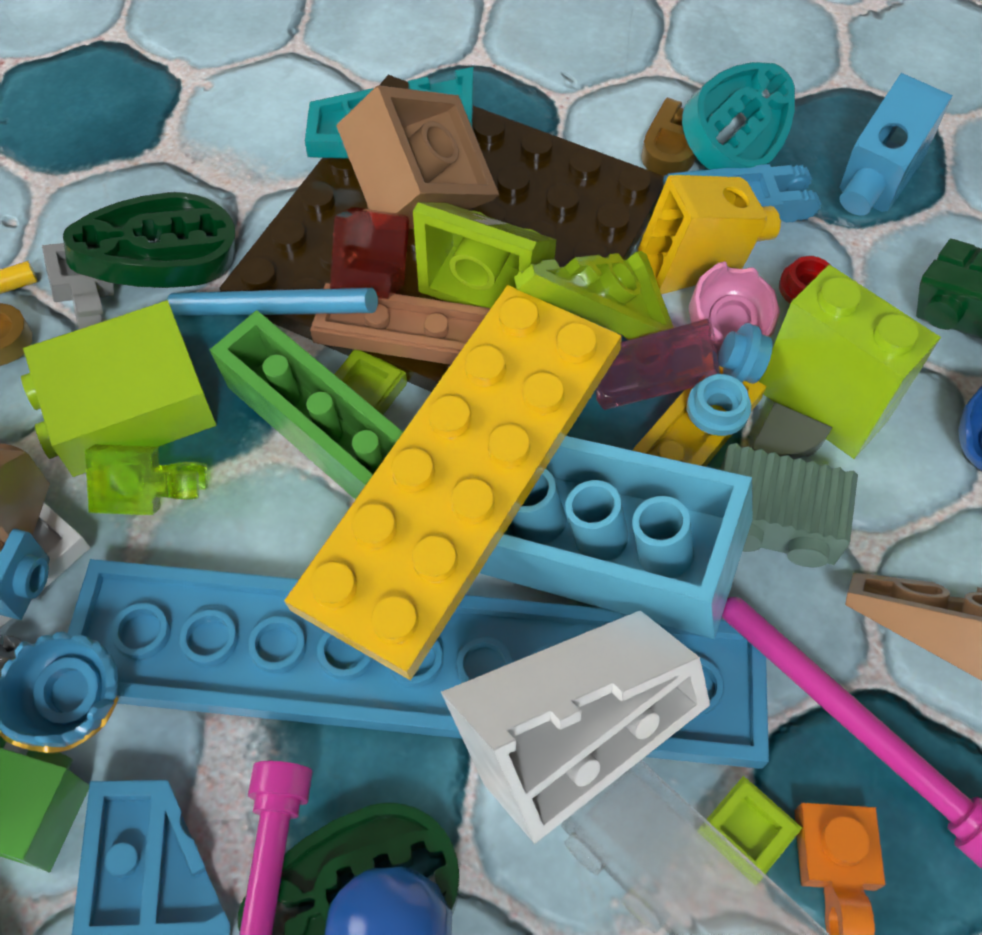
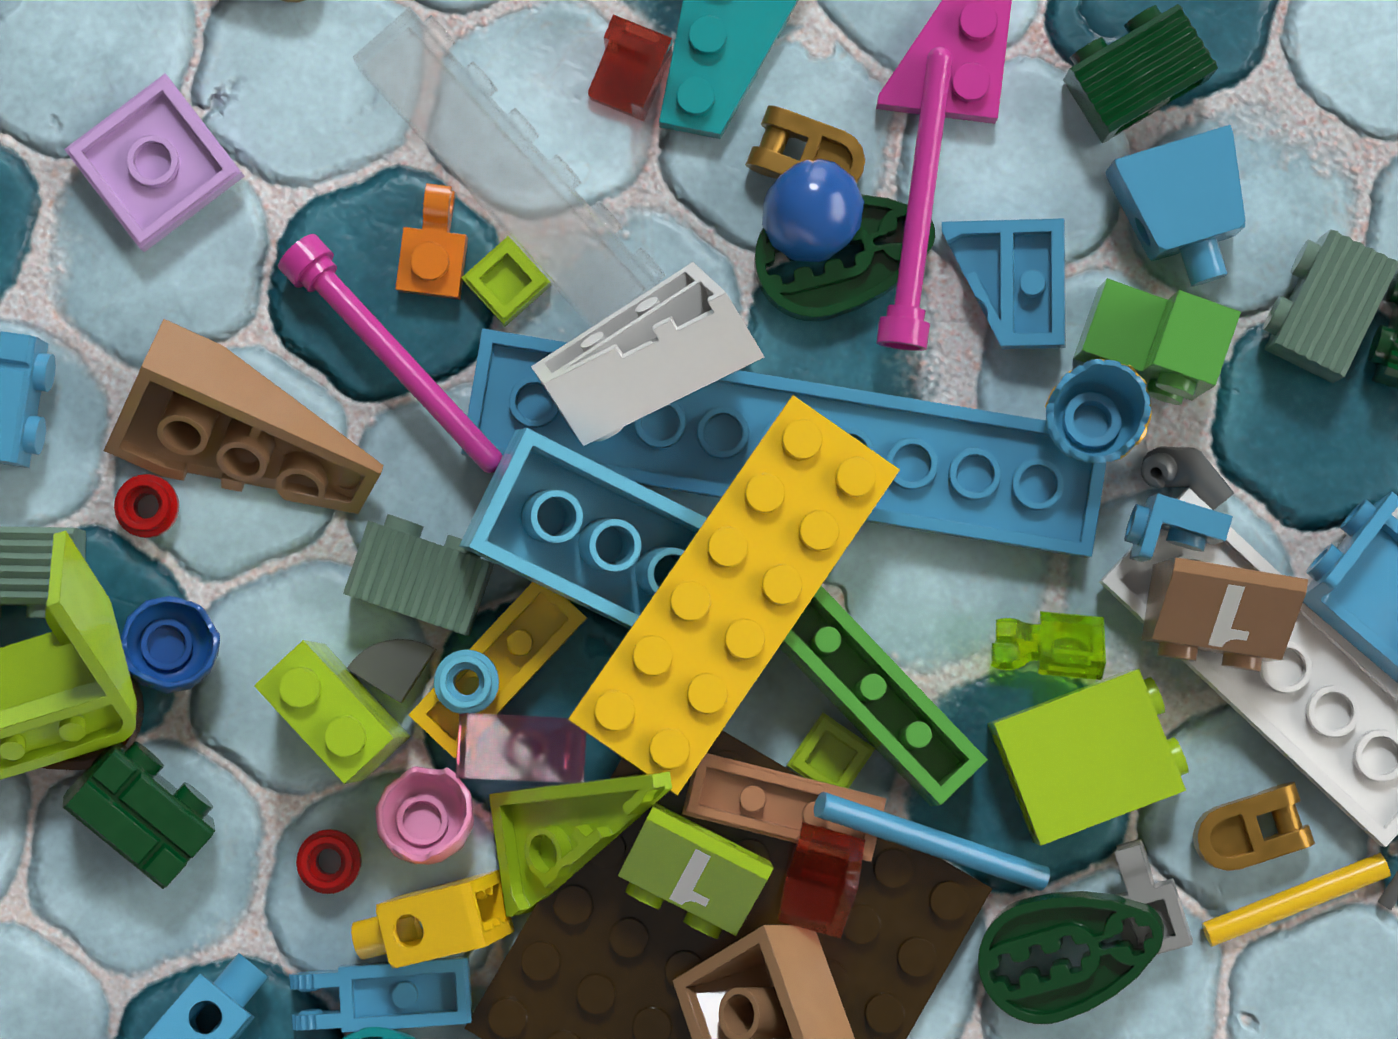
camera: 175 degrees left, 25 degrees up
(745, 353) = (430, 736): dark azure plate -> none

